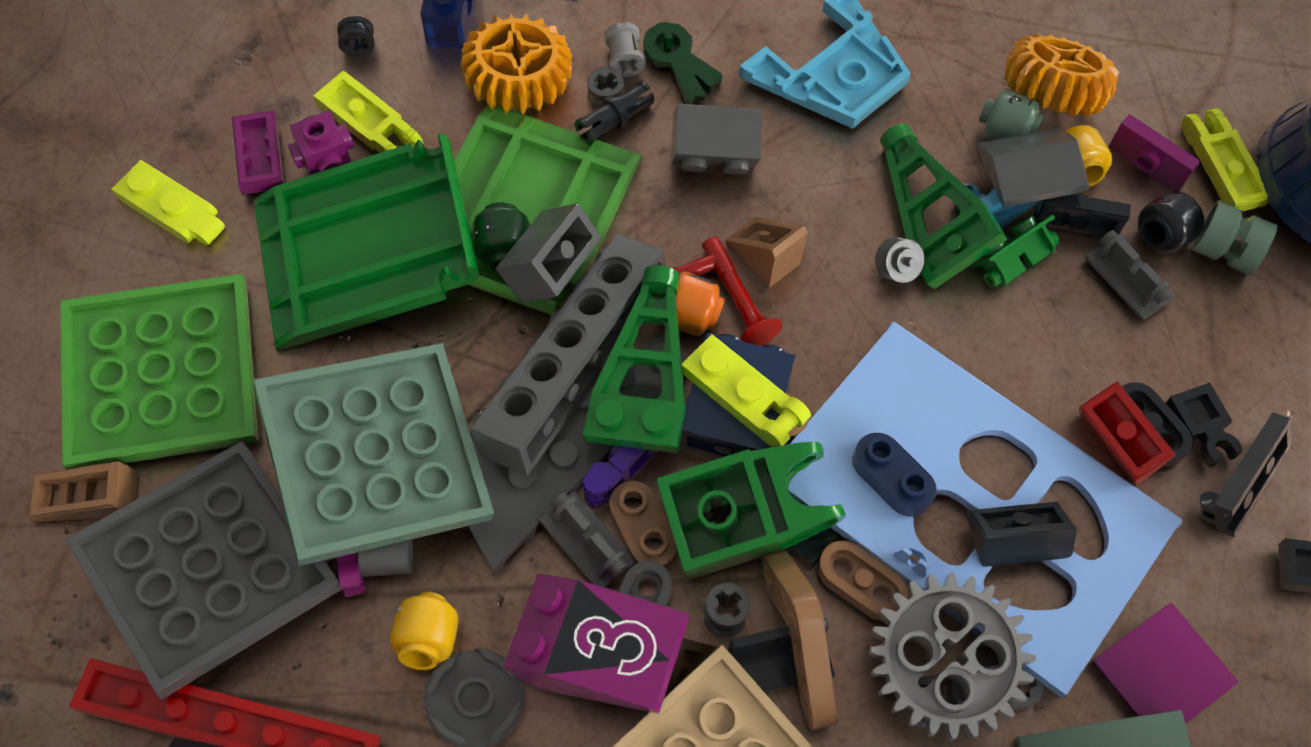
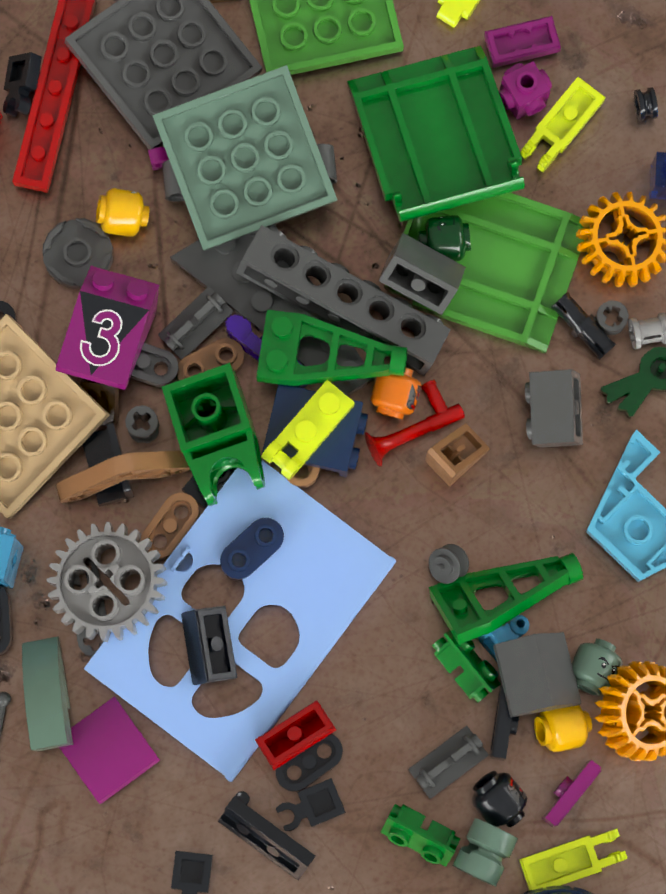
camera: 90 degrees right, 15 degrees up
(1219, 323) = (434, 845): none -> green hinge

